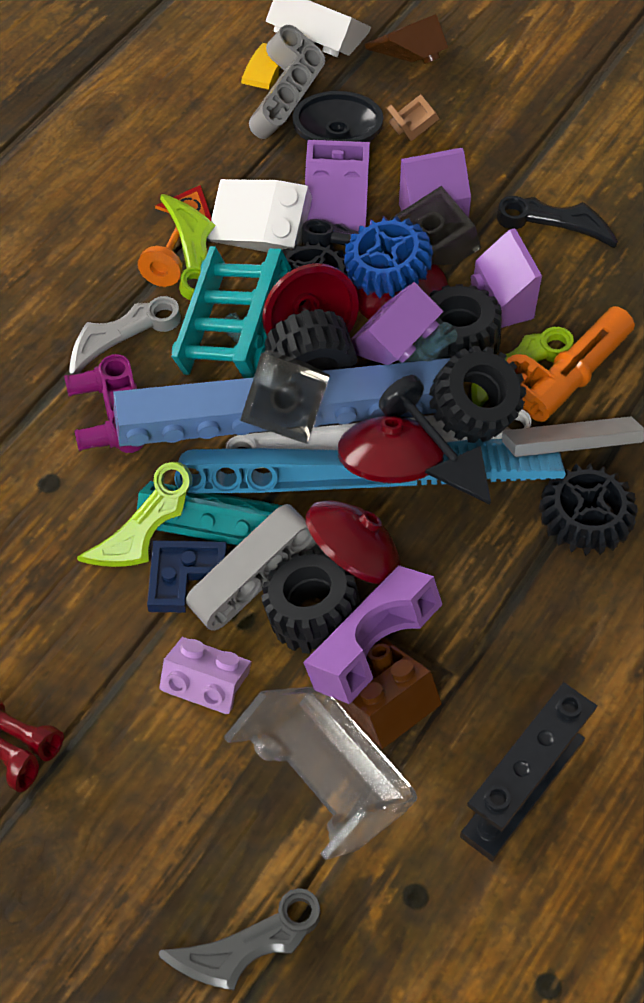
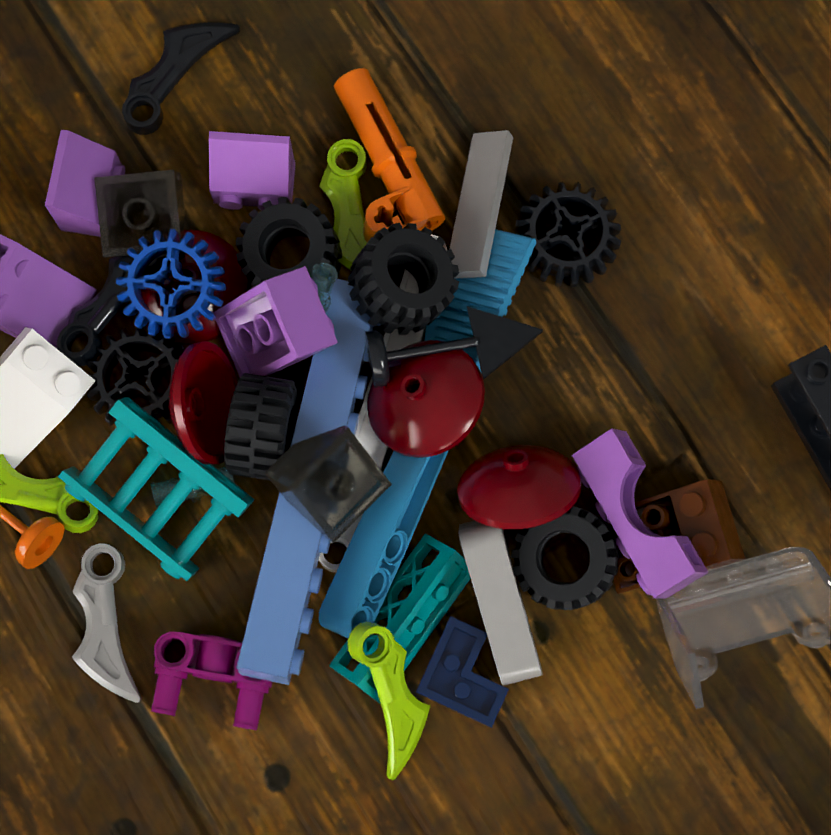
camera: 65 degrees left, 20 degrees up
(203, 674) = (590, 697): lavender bracket -> none

